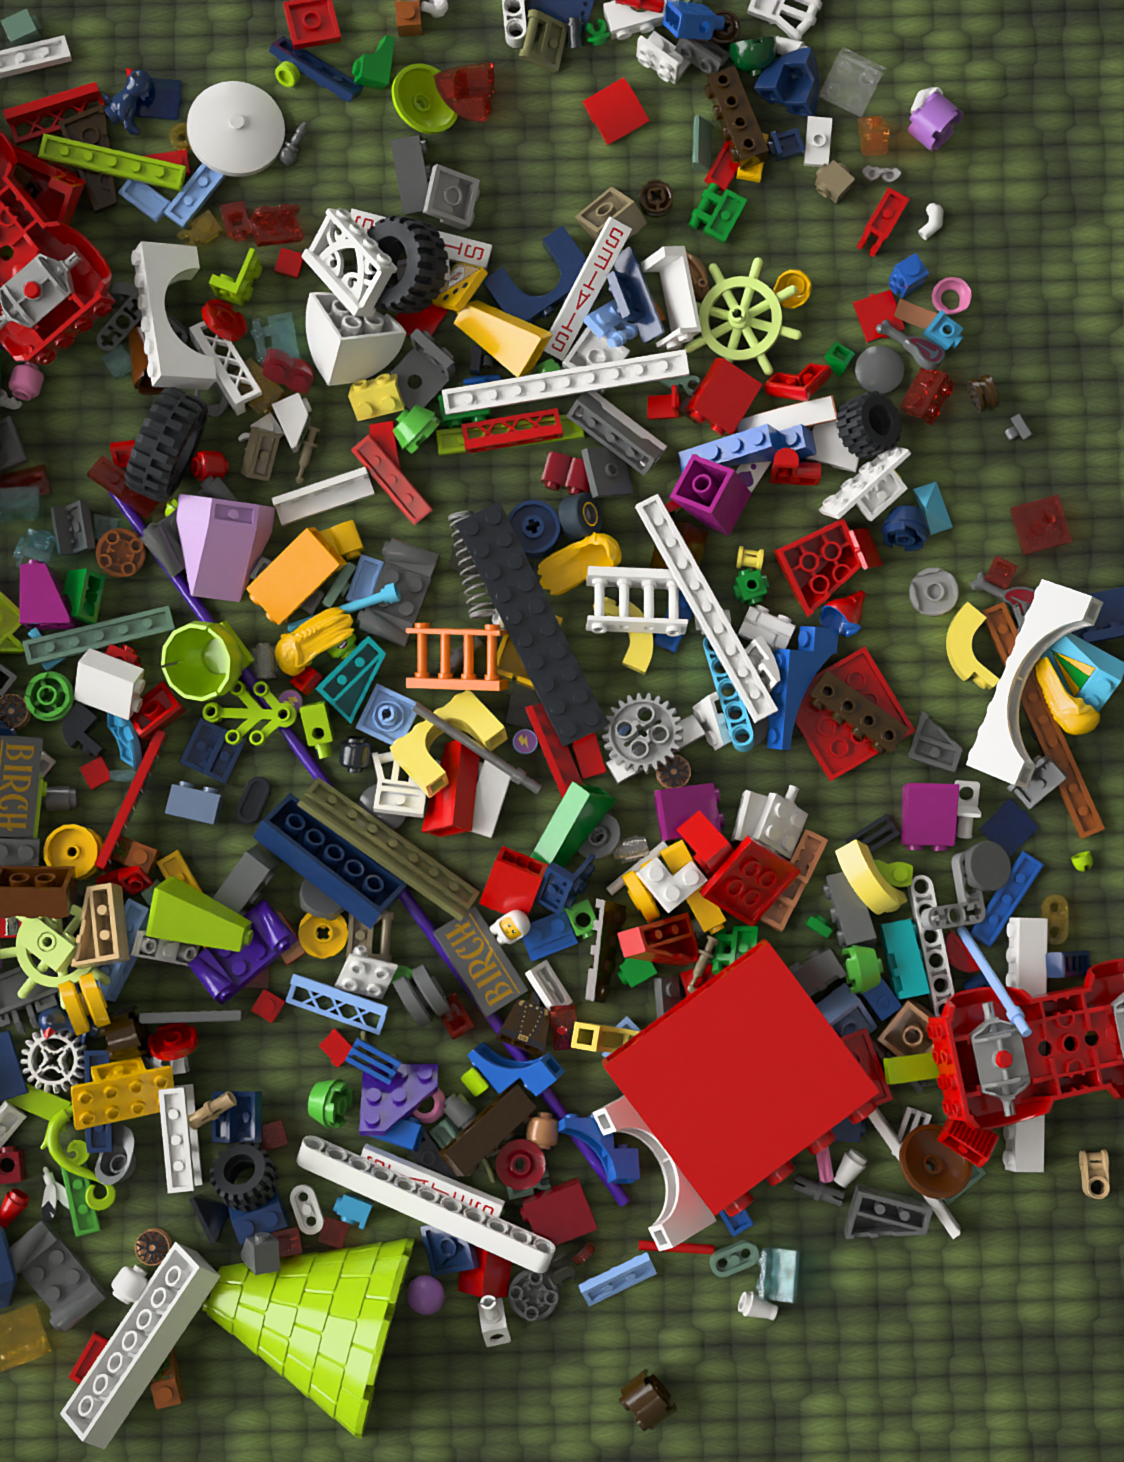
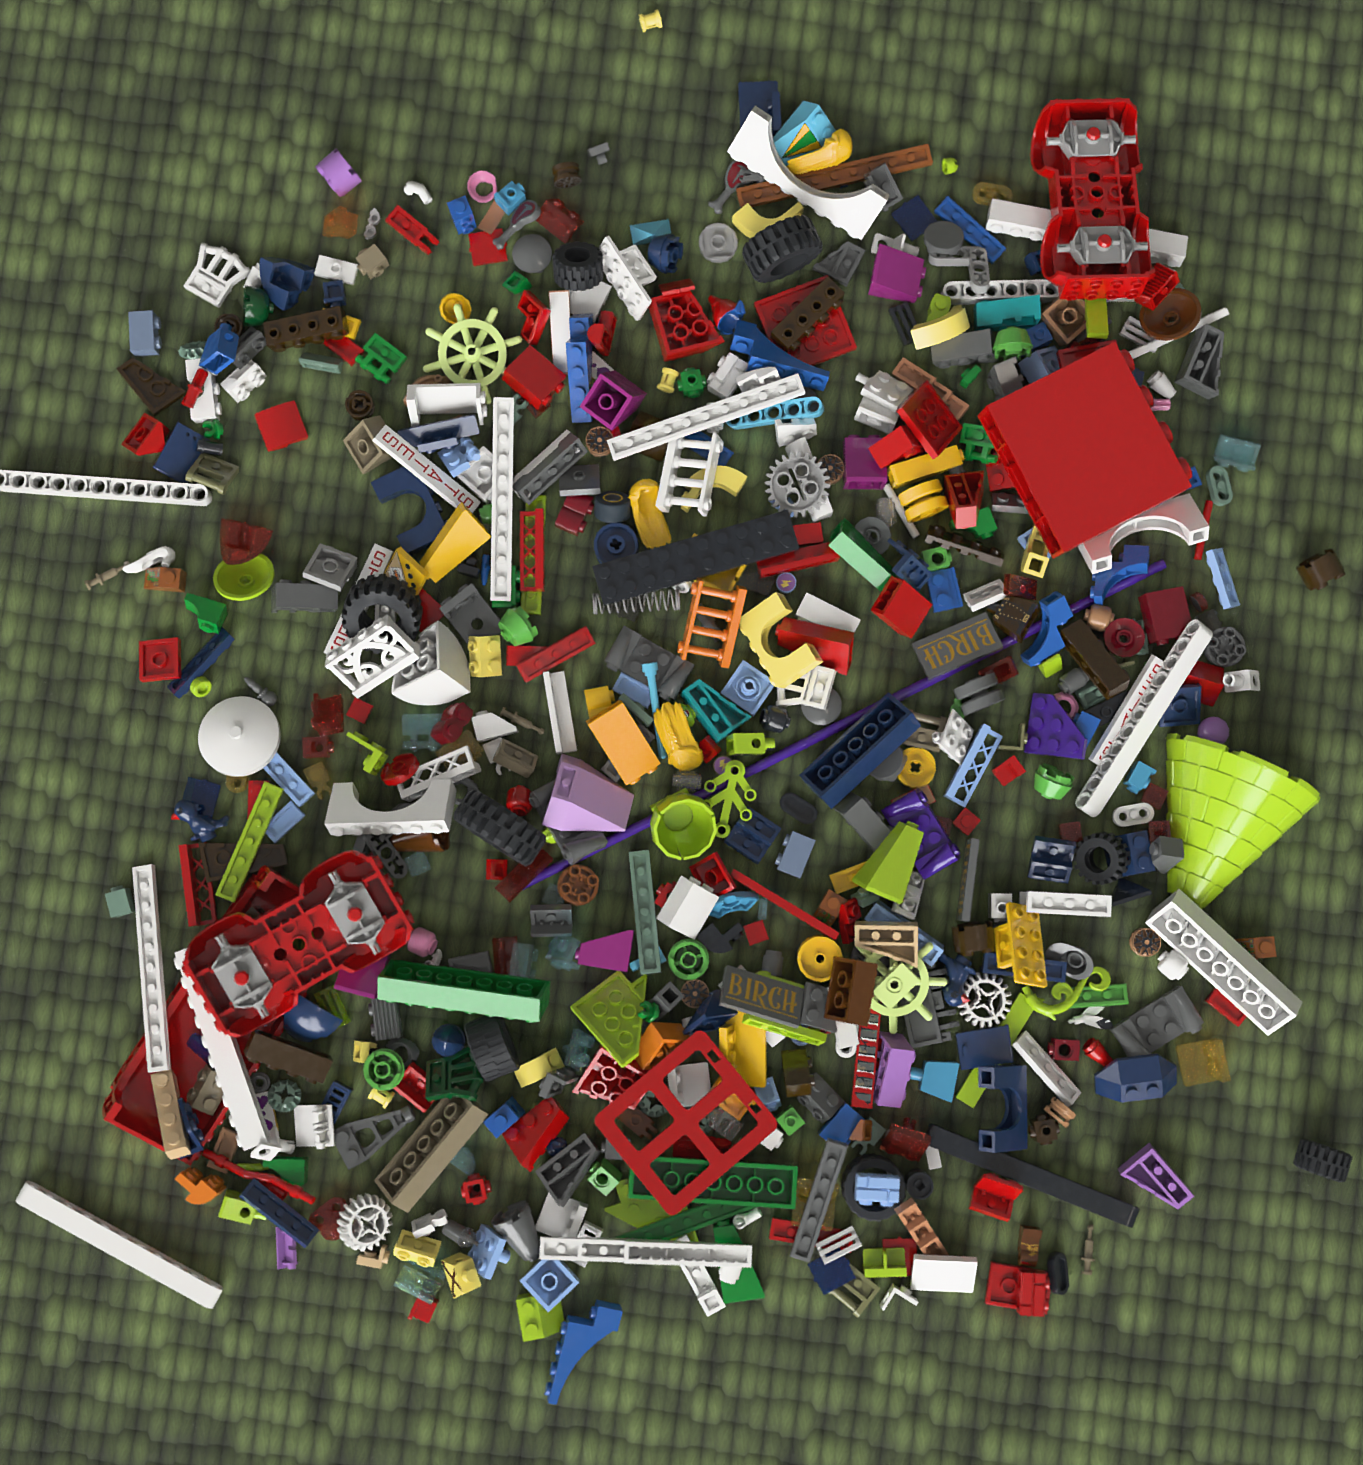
camera: 85 degrees left, 0 degrees up
(85, 593) = (607, 917): green arch -> none
(85, 1003) = (947, 960): yellow wheel -> none
(185, 1041) = (993, 900): red tile -> none
(211, 1110) = (1044, 875): tan pin -> none
(354, 1051) = (1036, 727): blue tile -> none
(388, 848) = (856, 703): olive plate -> none
(511, 927) = (935, 616): white piece -> none
(517, 775) = (814, 590): flat silver bar -> none
(660, 484) = (597, 441): none -> medium nougat wheel
(664, 405) = (532, 427): red bracket -> none
(671, 889) = (928, 479): white plate -> none
(702, 962) = (986, 469): dark tan piece -> none
(753, 1307) = (1257, 478): white cone -> none
(818, 1190) = (1176, 411): dark grey pin -> none
(852, 81) = (292, 233): clear bracket -> none
(922, 96) = (316, 181): white arm -> none
(931, 666) = (782, 249): none -> black tyre
(958, 954) = (1009, 271): red tile -> none
(1001, 572) = (712, 187): clear red plate -> none
(1014, 1012) = (1069, 228): light blue bar -> none
(1040, 525) = (679, 150): clear red plate -> none
(1067, 964) = (1029, 190): dark blue slope -> none
(1094, 1171) = (1189, 199): tan piece -> none

